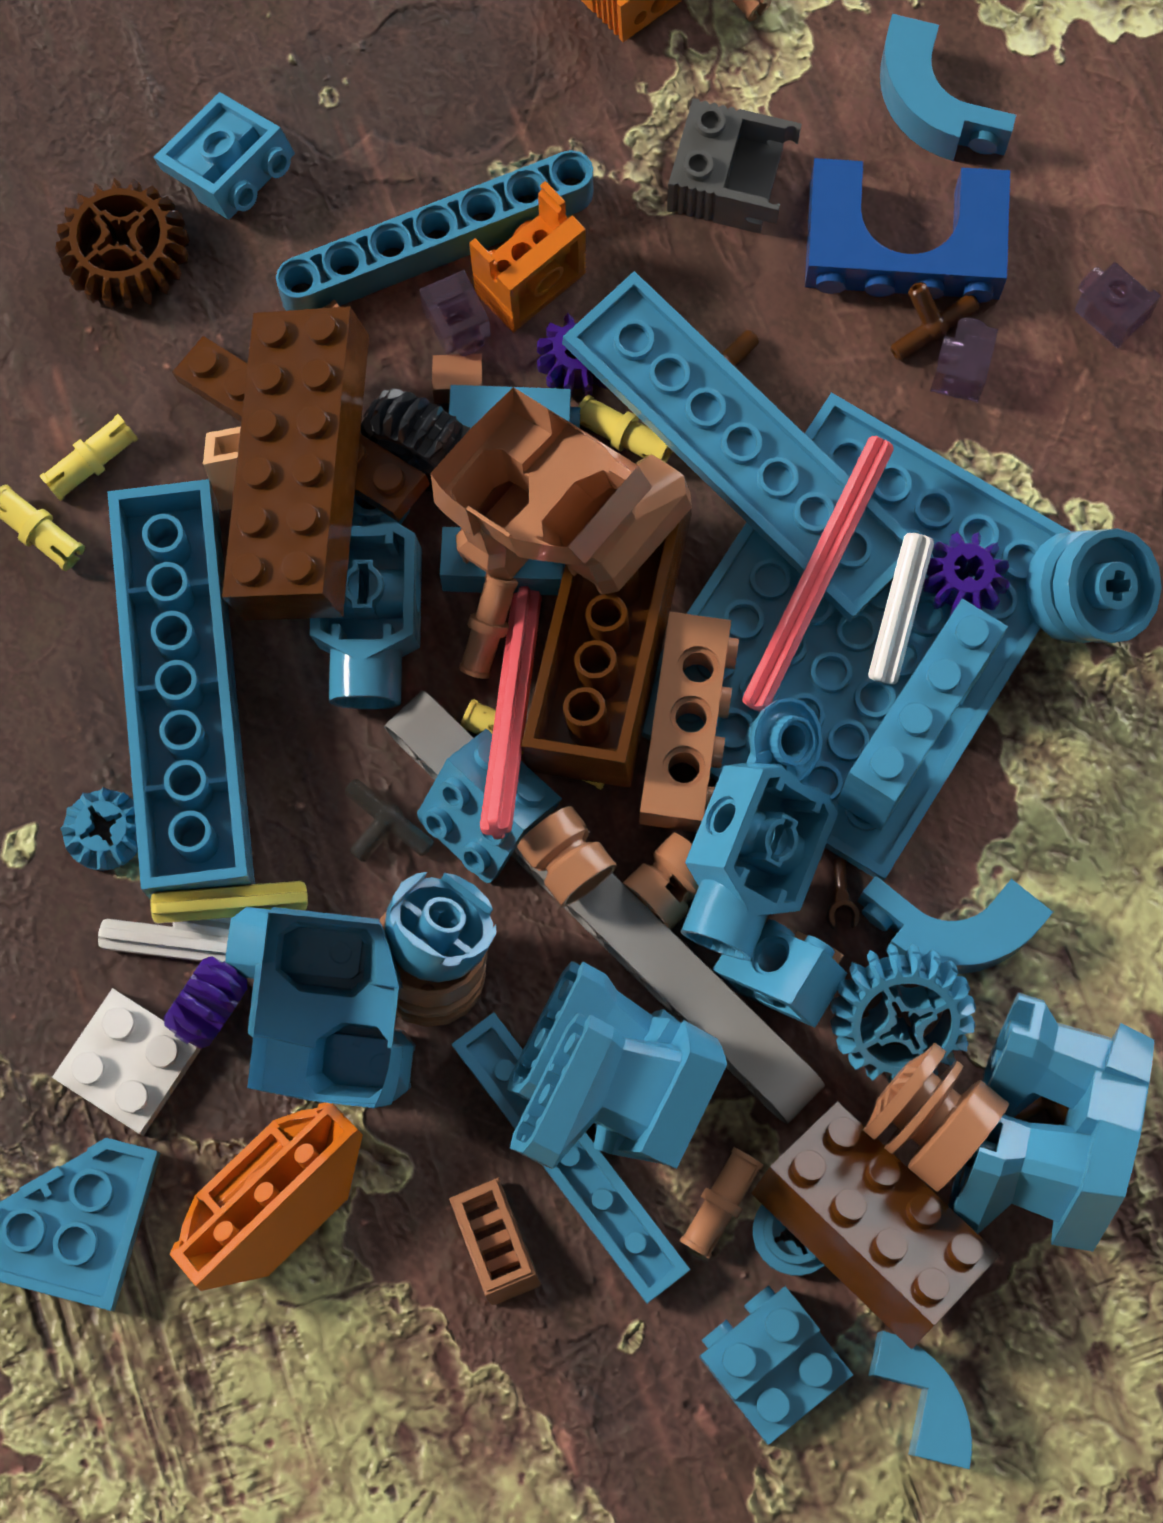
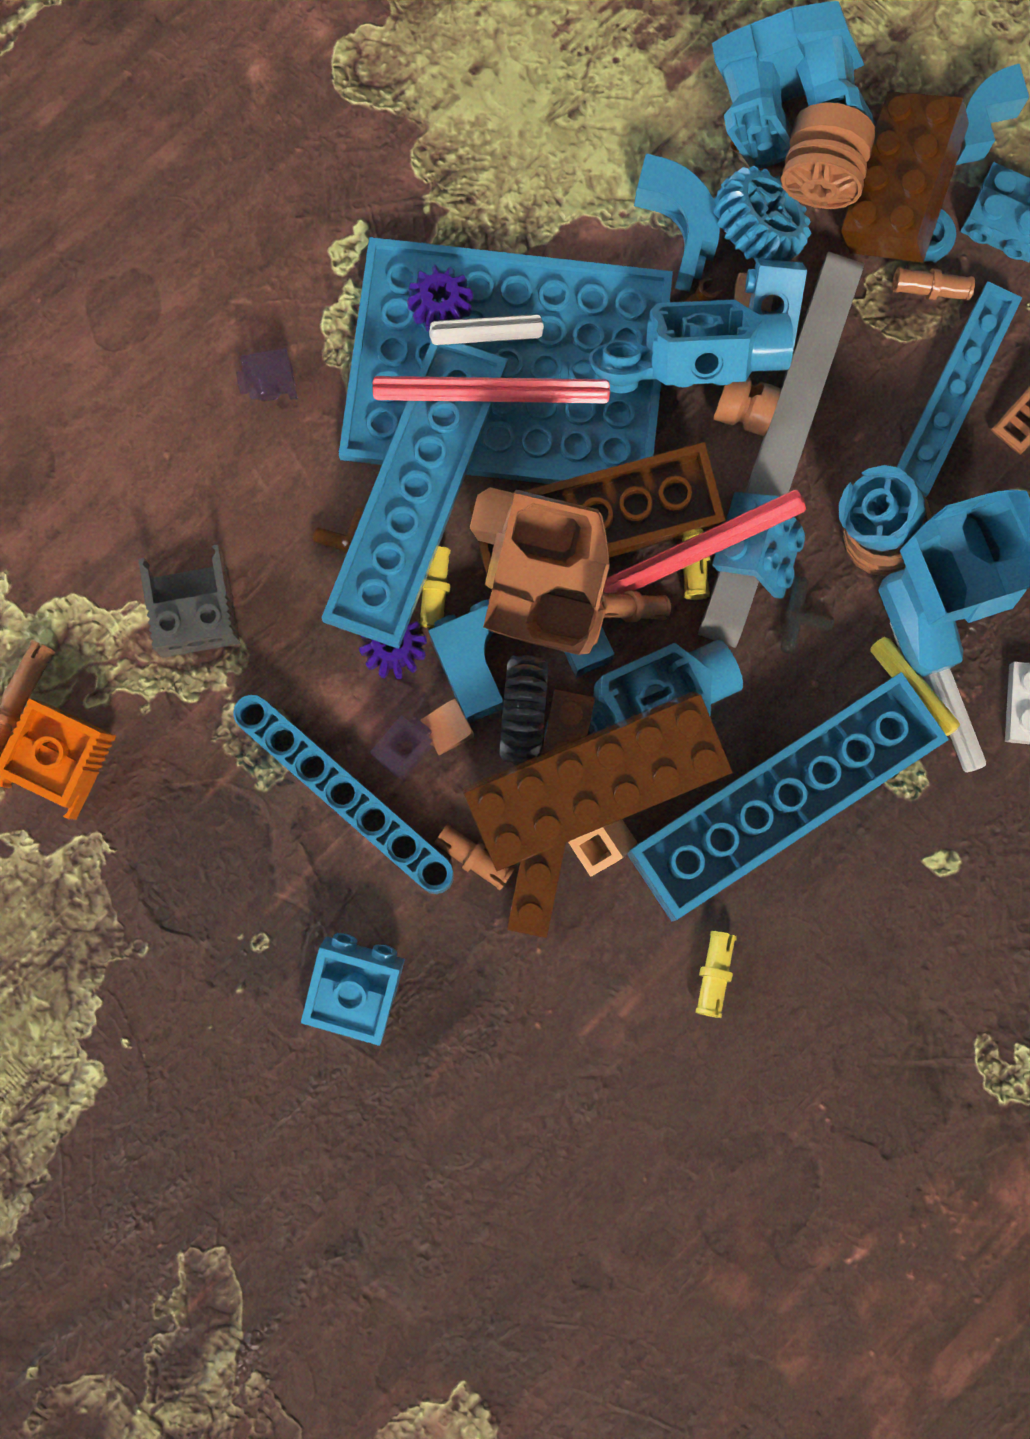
camera: 120 degrees left, 5 degrees up
(89, 457) = (643, 964): light yellow pin -> none
(95, 851) = (886, 810): dark azure gear -> none
(113, 269) = (449, 1064): reddish brown gear -> none
(205, 1002) = (992, 664): dark purple gear -> none
(533, 264) = (338, 696): orange piece -> none
(562, 850) = (779, 460): nougat wheel -> none
(614, 1067) = (907, 345): dark azure piece -> none
(687, 643) = (688, 404): nougat brick -> none
(847, 257) = (186, 405): blue arch -> none
(920, 714) = (525, 255): dark azure arch -> none
(921, 104) = (70, 498): dark azure arch -> none
(934, 323) = (247, 412): reddish brown piece -> none
(1093, 586) = (407, 214): dark azure wheel -> none
(1118, 315) = (181, 306): clear purple brick -> none

